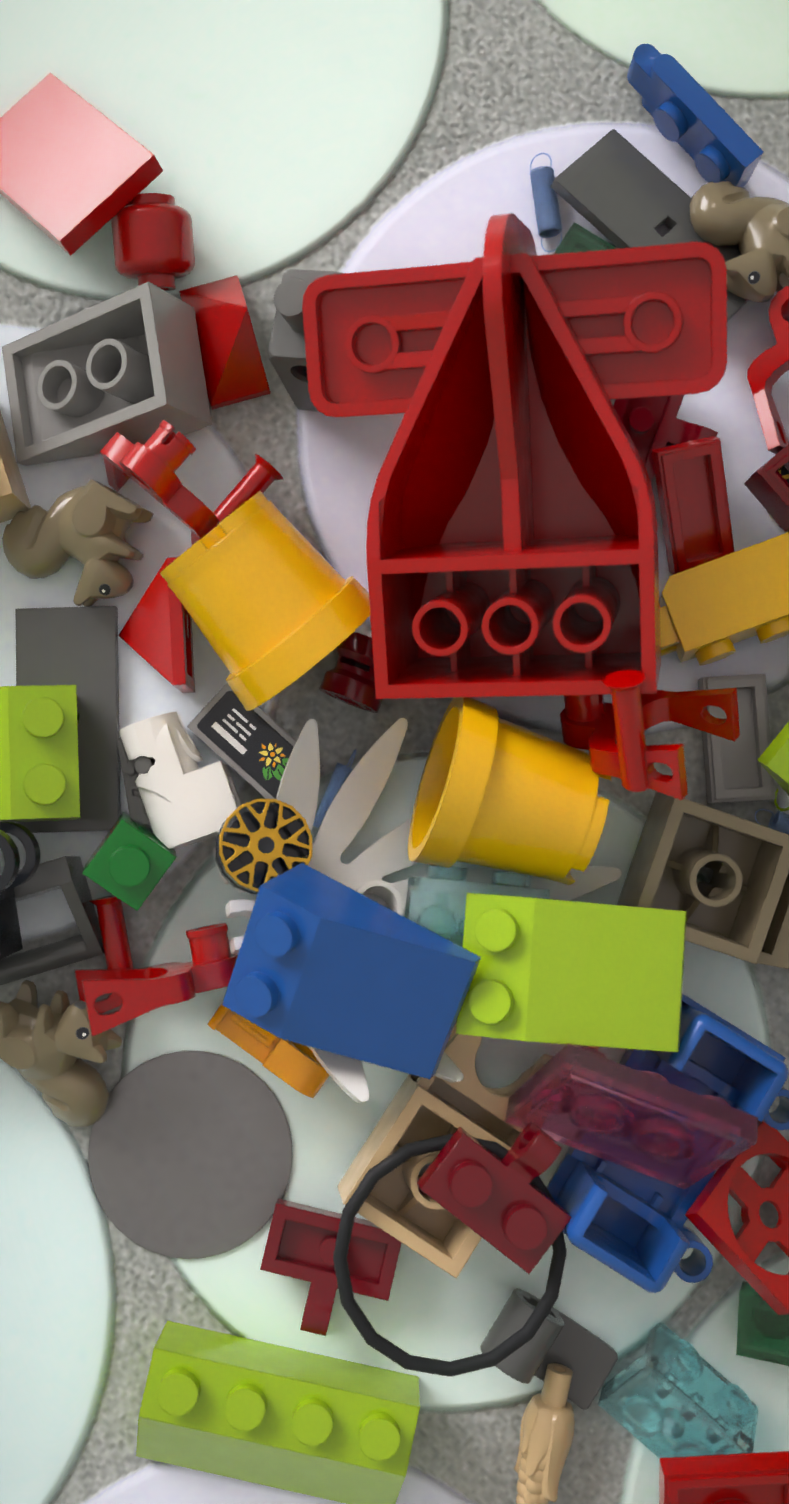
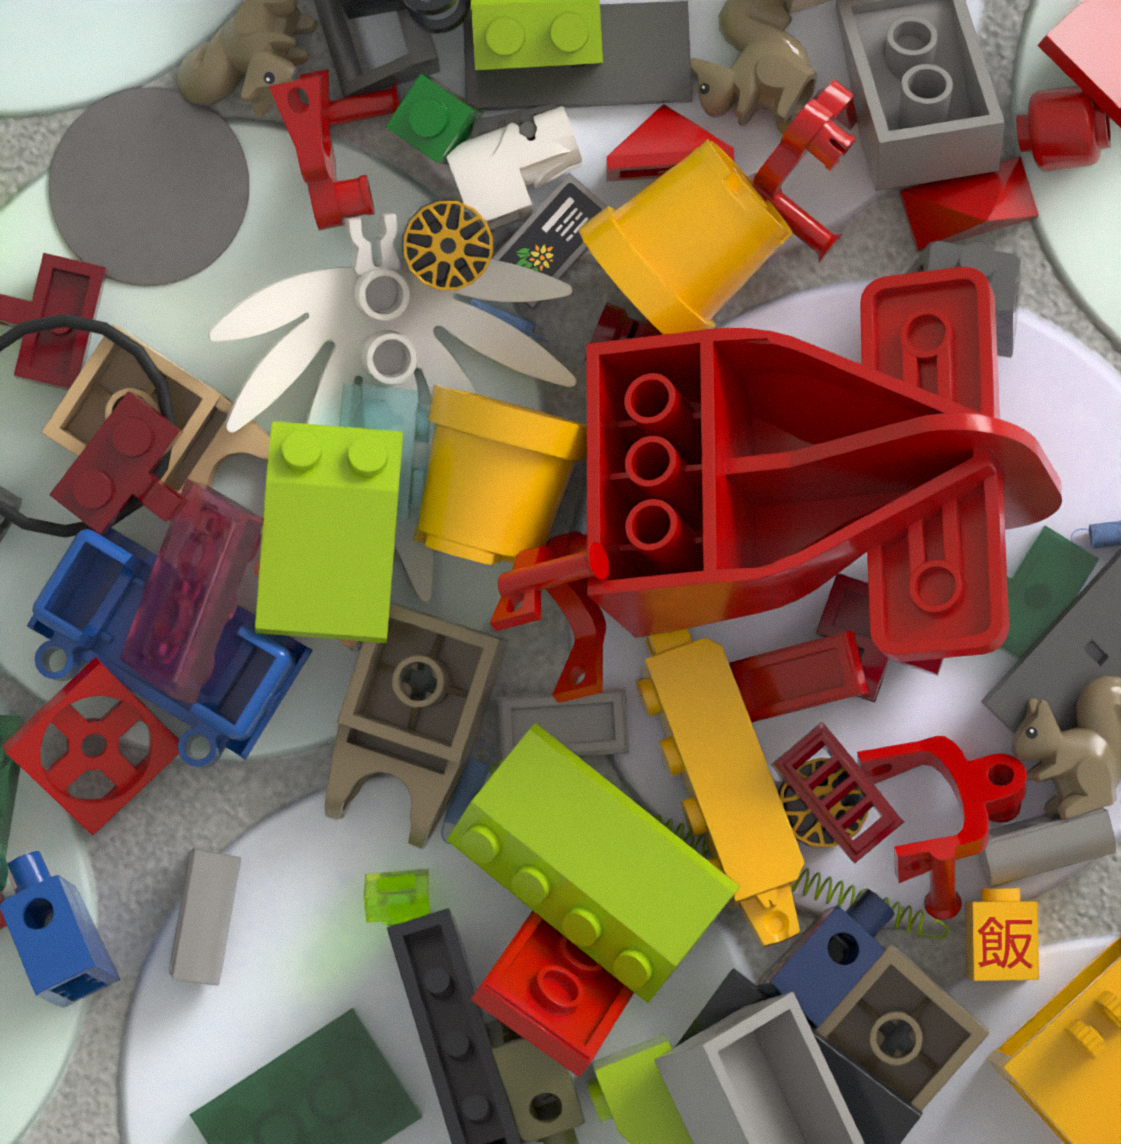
camera: 90 degrees right, 0 degrees up
(285, 1059) = (257, 258): light orange piece -> none
(348, 974) = (326, 319): blue slope -> none

